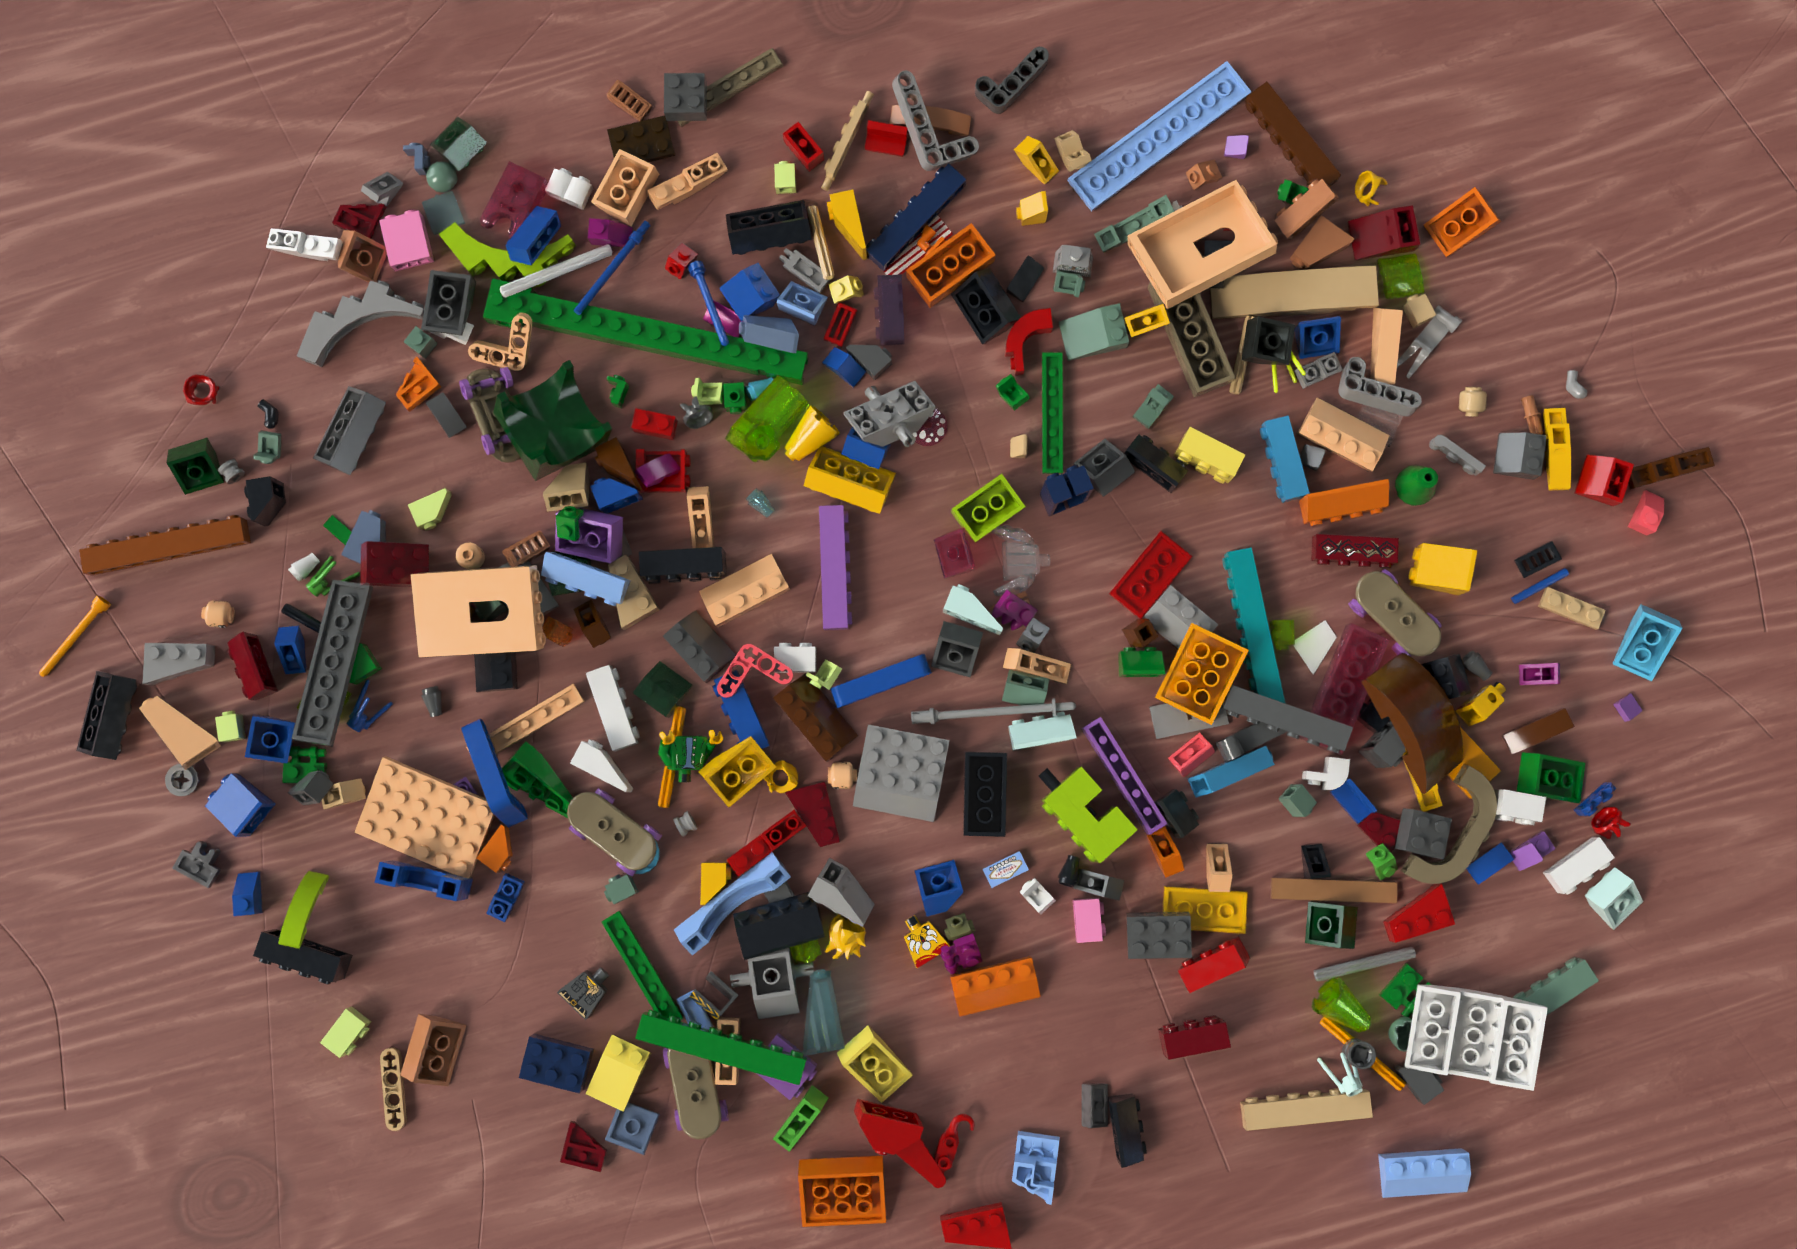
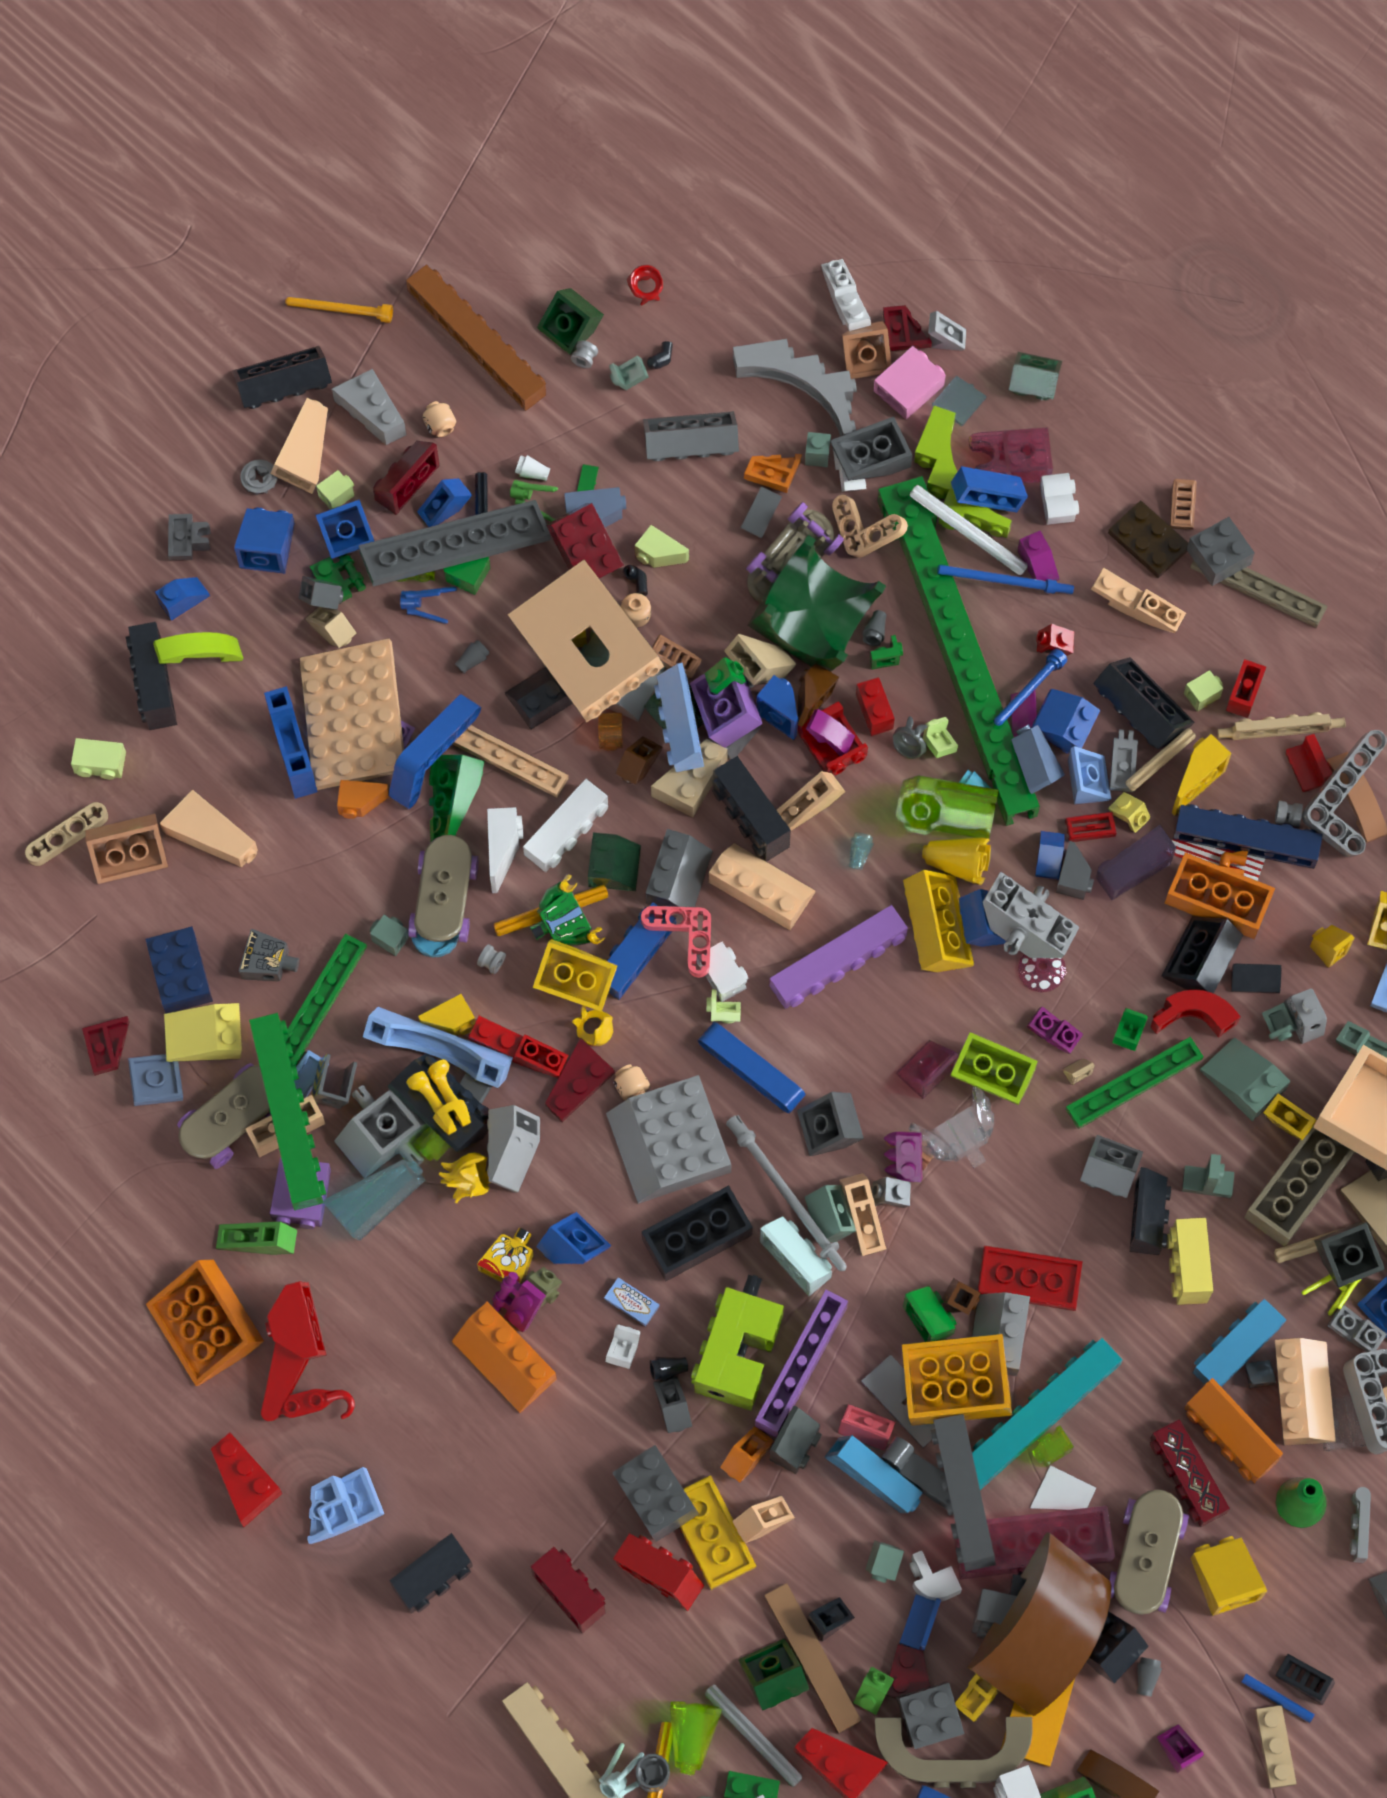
camera: 55 degrees right, 15 degrees down
(265, 499) = (576, 396): black slope -> none
(421, 159) = (999, 350): sand blue bracket -> none
(441, 177) = (993, 379): sand green hair -> none
(443, 538) = (638, 577): none -> black arm
(451, 981) = (207, 829): none -> light nougat slope
(505, 898) = (316, 833): blue slope -> none
(592, 387) = (875, 629): none -> dark grey cone
(625, 187) = (1093, 545): light nougat slope -> none
(735, 397) = (951, 765): green brick -> none
(760, 918) = (437, 1073): none -> yellow piece
(815, 717) = (674, 1024): reddish brown slope -> none
(874, 1064) = (353, 1281): light yellow slope -> none
(916, 177) = (1294, 813): none -> light grey wheel
(968, 608) = (878, 1100): light aqua slope -> none
(979, 445) = (1056, 1032): none -> magenta slope
(1071, 486) = (1056, 1119): dark blue piece -> none
(1088, 920) = (628, 1414): bright pink brick -> none
(1094, 1105) = (437, 1529): flat silver slope -> none
(1481, 704) = (1100, 1698): yellow torso -> none

